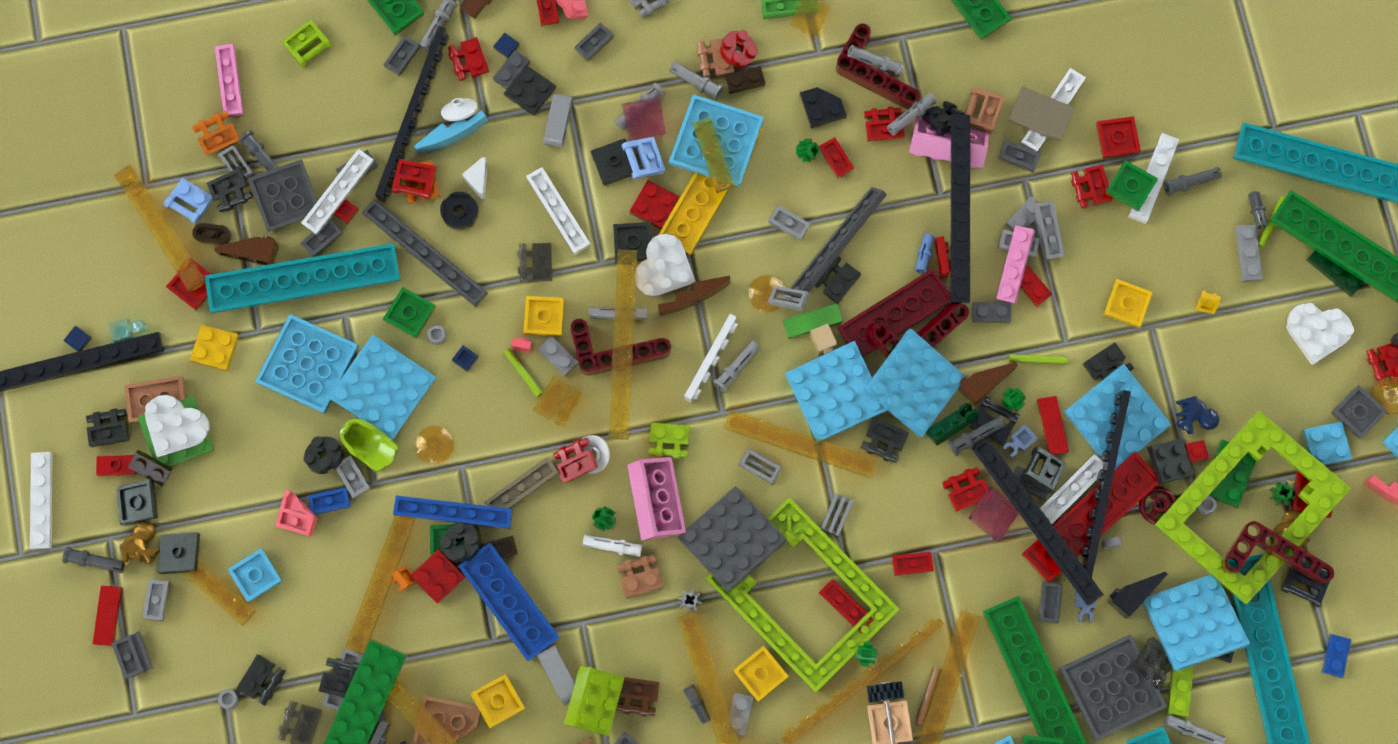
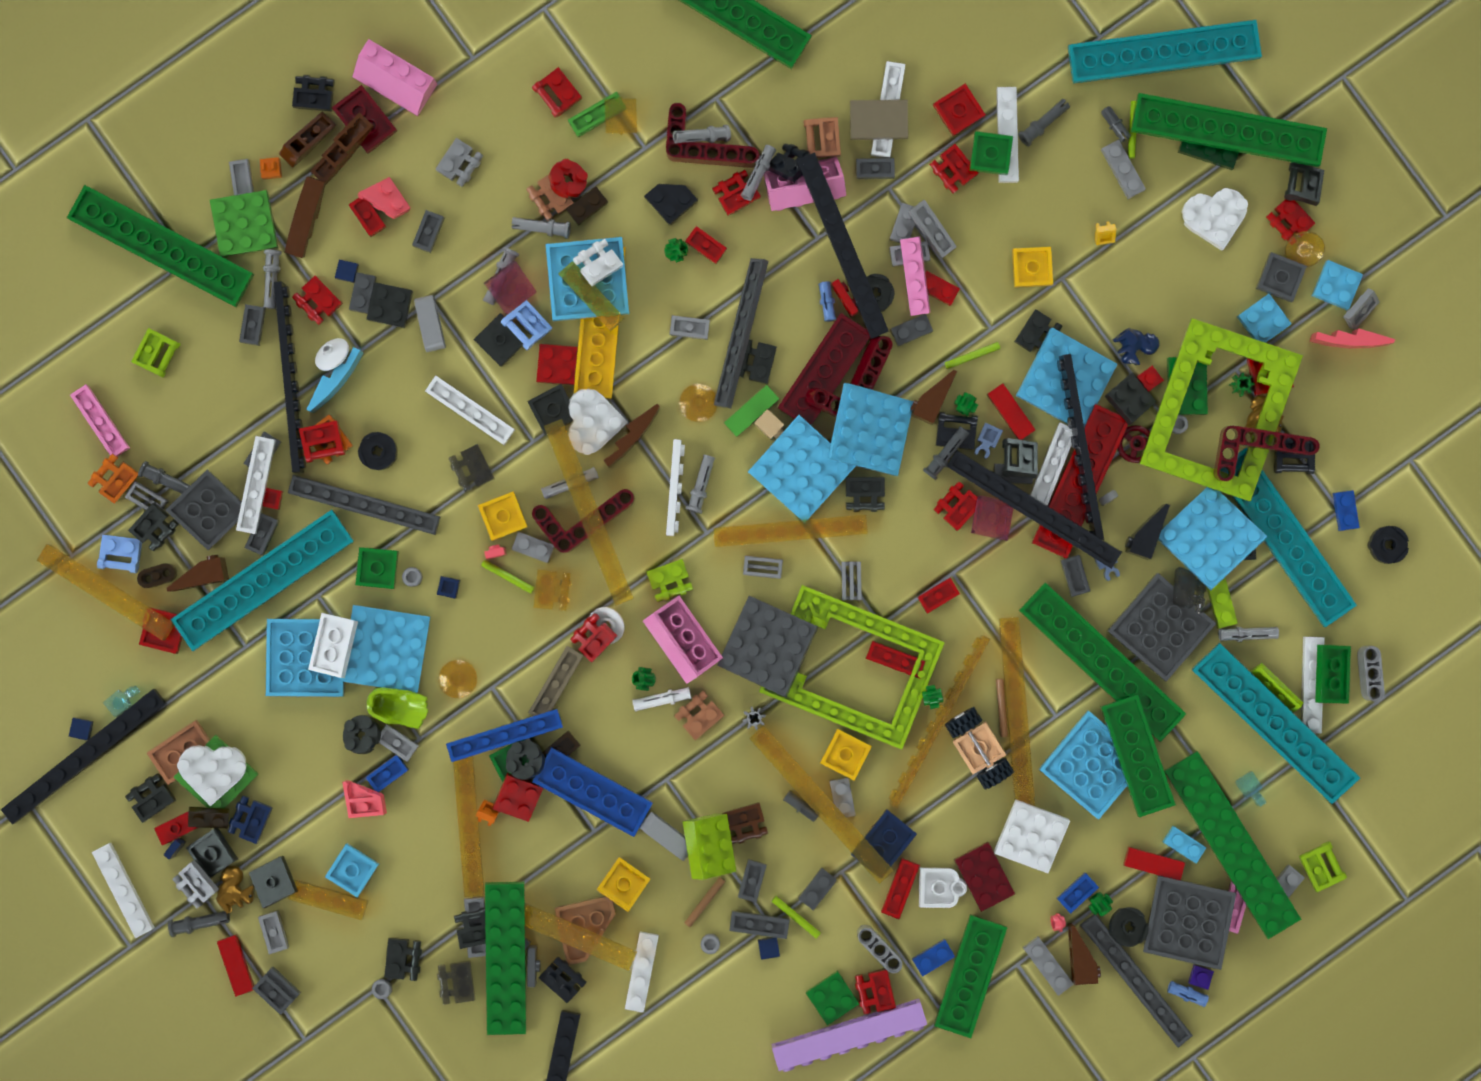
camera: 30 degrees left, 10 degrees up
(106, 482) = (174, 848): none -> dark blue tile
(112, 523) = (198, 881): none -> light grey plate
(190, 491) = (255, 821): none -> dark blue plate
(214, 347) = (212, 680): yellow plate -> none
(337, 361) = (333, 645): none -> white plate
(477, 176) = (379, 411): white slope -> none
(733, 133) = (601, 267): none -> white plate
(773, 300) = (734, 399): light grey tile -> none
(952, 424) = (920, 451): dark green hinge -> none
(983, 265) = (884, 287): none -> pearl dark grey plate
(1376, 711) = (1377, 544): none -> black plate

